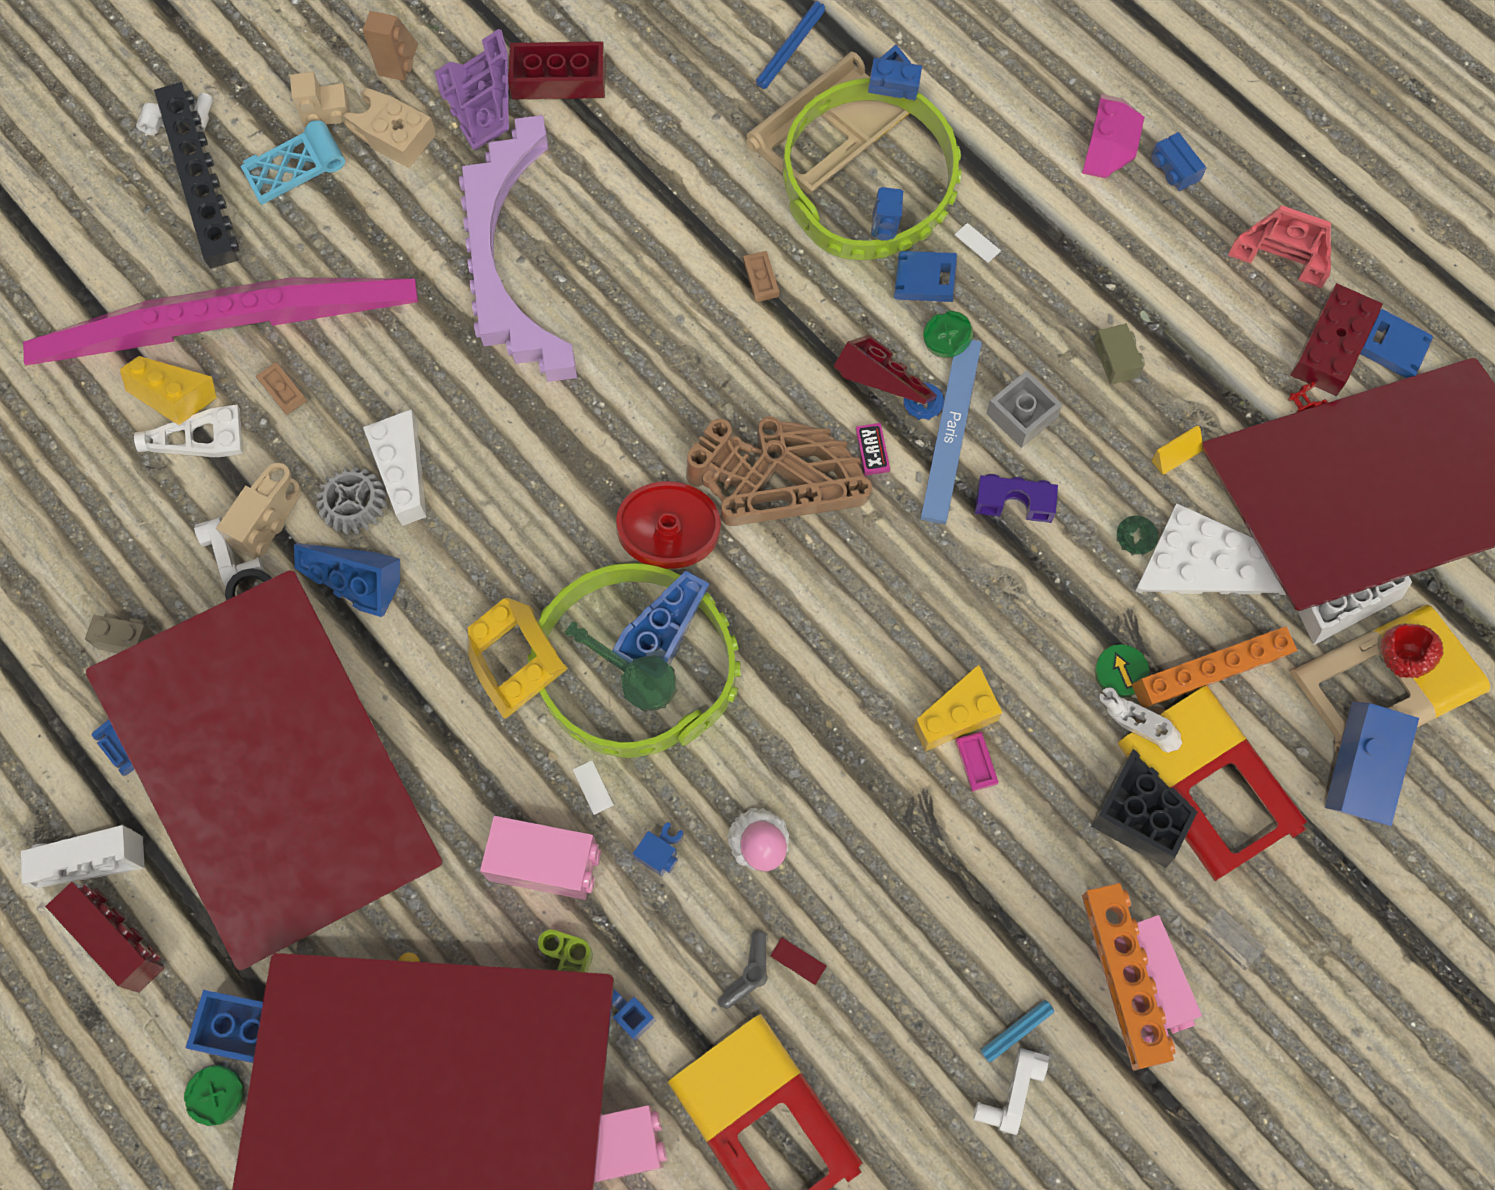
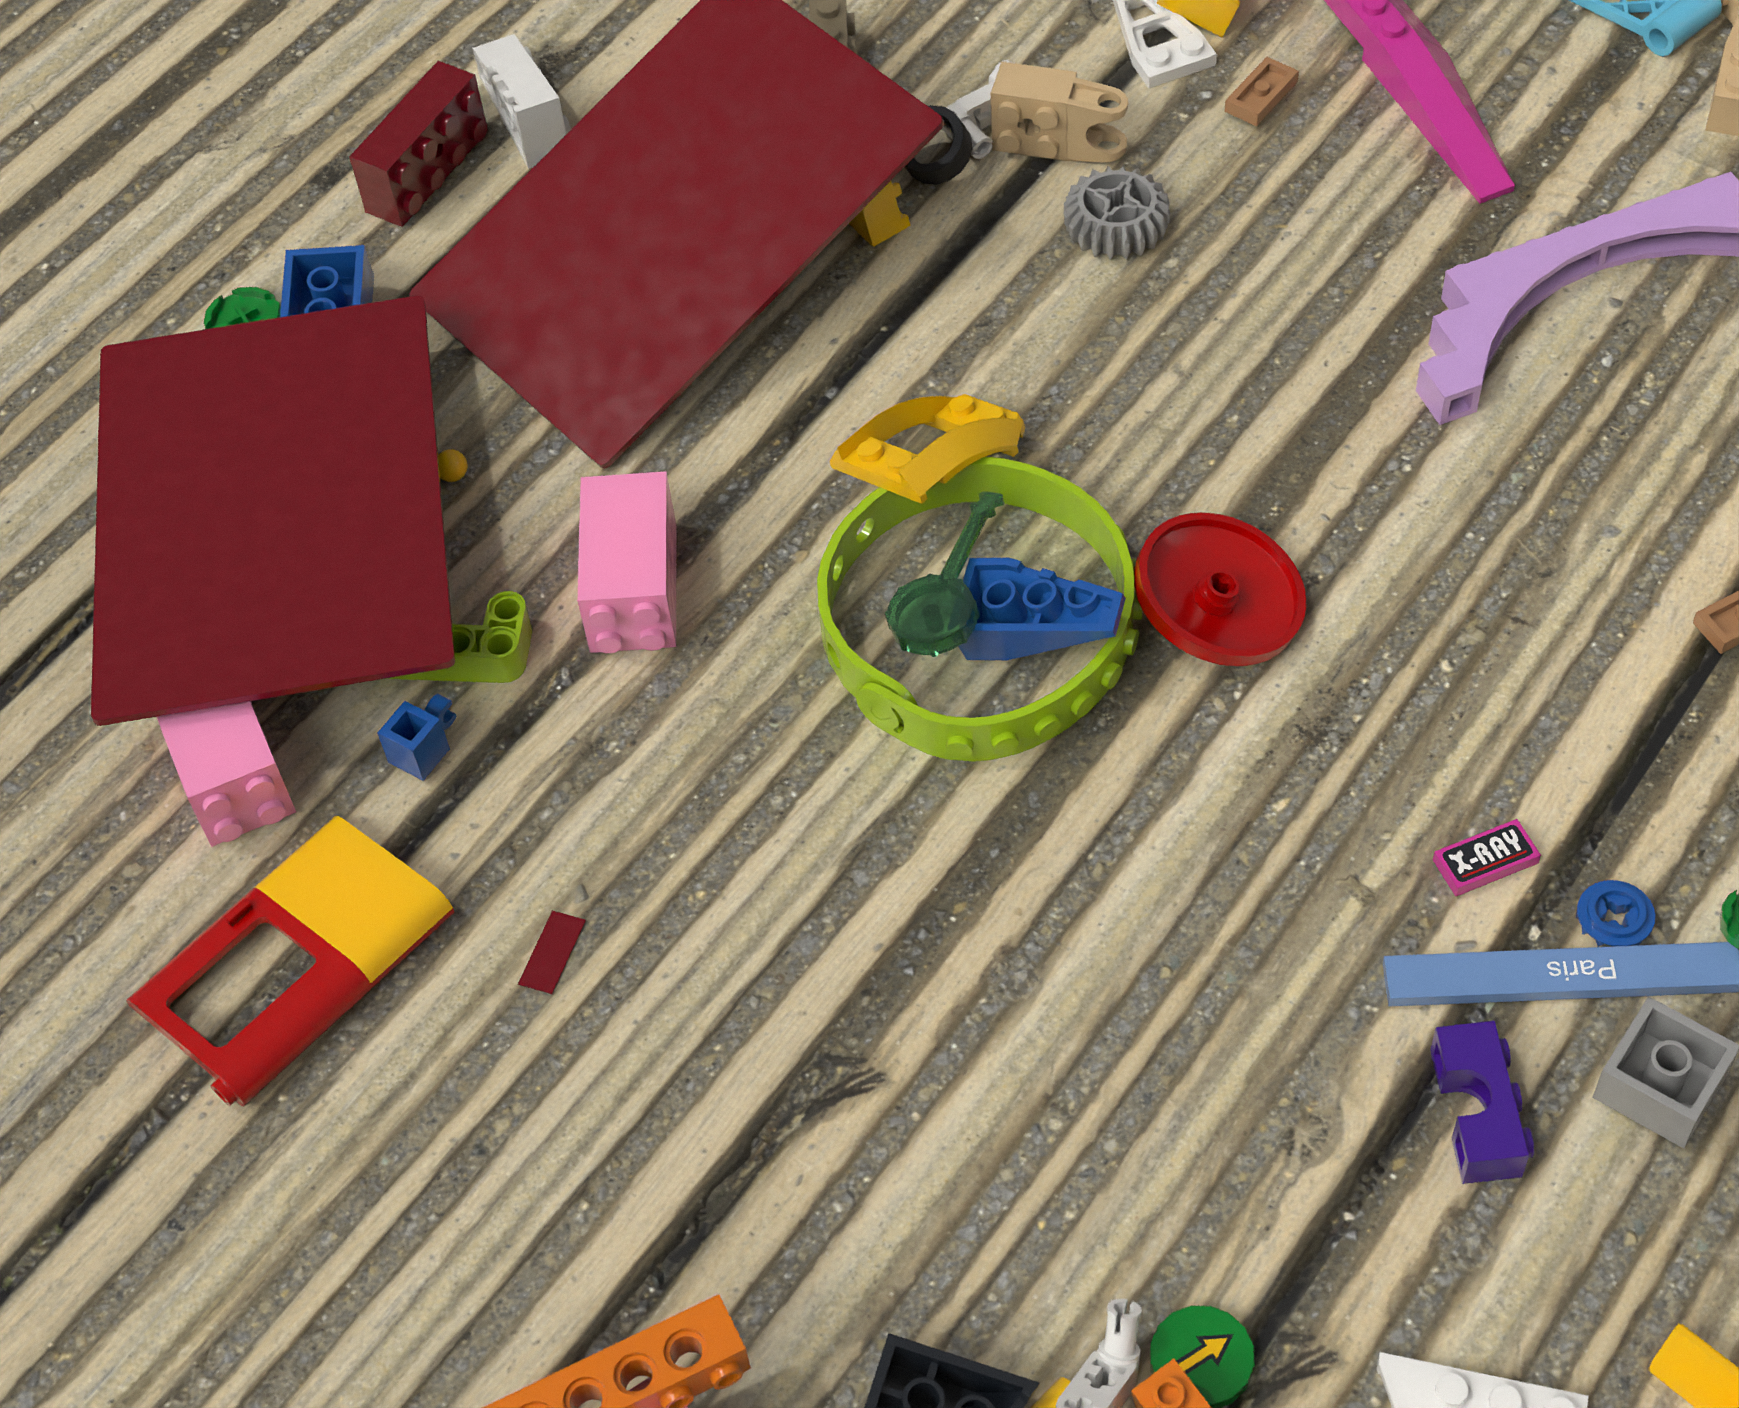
camera: 80 degrees right, 15 degrees down
(358, 575) = (1006, 251): blue wedge -> none
(398, 459) = (1191, 245): white wedge -> none
(593, 787) = (765, 617): white sticker -> none
(657, 852) = (679, 711): blue brick -> none
(719, 459) = (1355, 635): medium nougat beam -> none
(753, 974) = (516, 886): dark grey piece -> none
(758, 839) = (726, 836): bright pink hair -> none
(871, 364) = (1642, 824): dark red wedge -> none
(959, 712) = (1032, 1085): yellow wedge -> none
(976, 762) = (954, 1143): dark pink tile -> none
(1017, 1031) = (493, 1300): dark azure axle -> none
(1026, 1066) = (427, 1318): white beam -> none
(1147, 531) = (1507, 1321): clear green gear -> none

